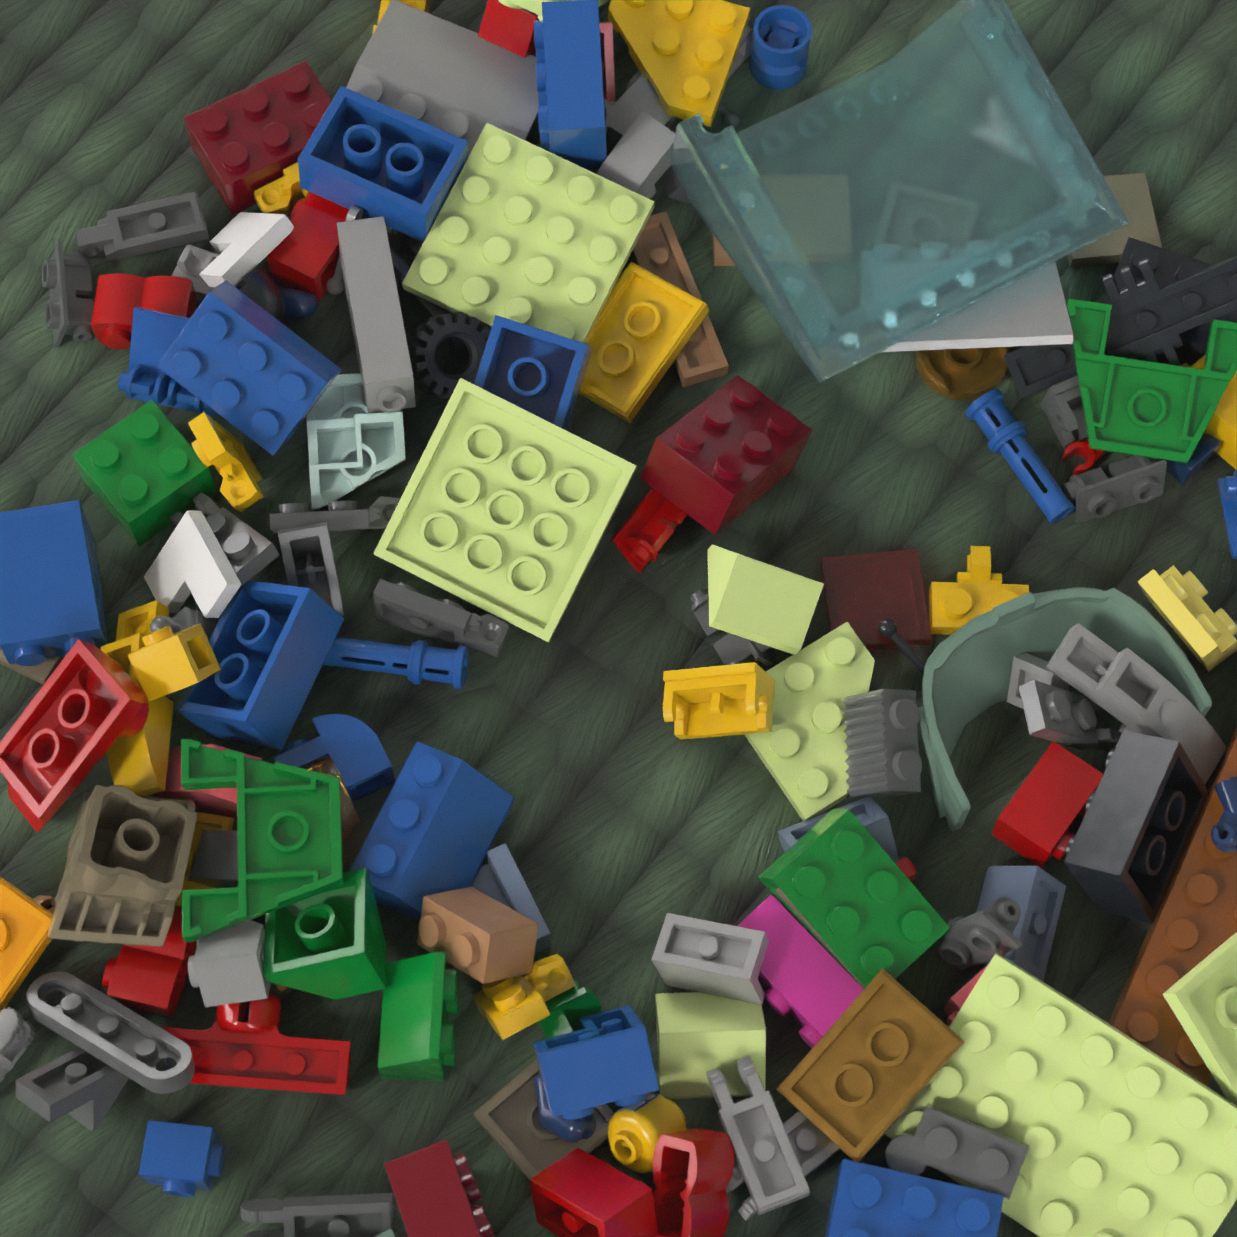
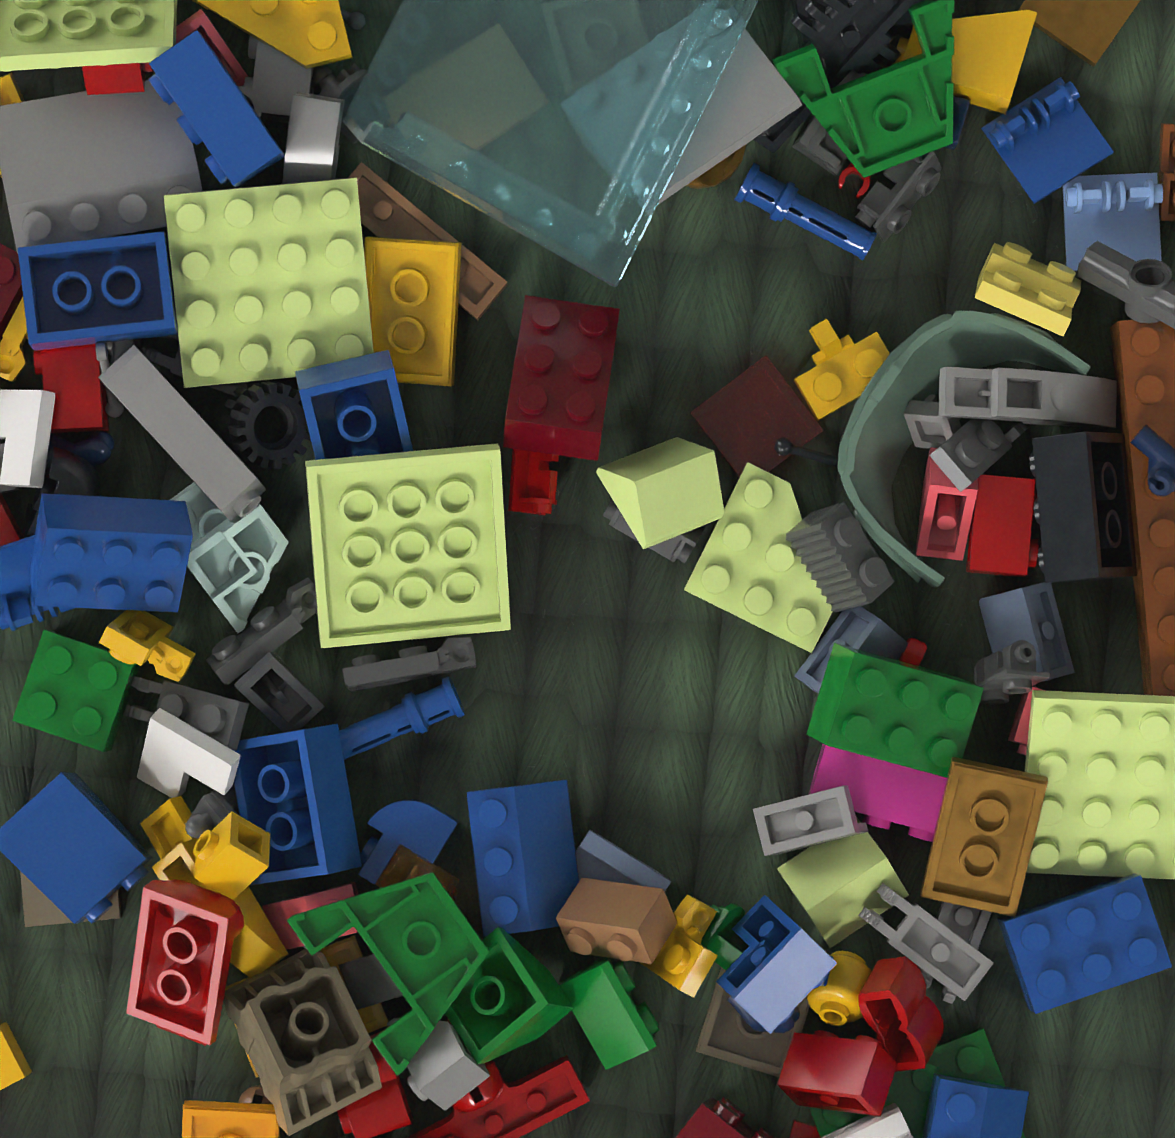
camera: 30 degrees left, 20 degrees up
(718, 700) = (686, 602): yellow hinge -> none
(960, 1150) = (1087, 857): dark grey hinge -> none
(1003, 765) = (944, 515): none -> coral slope

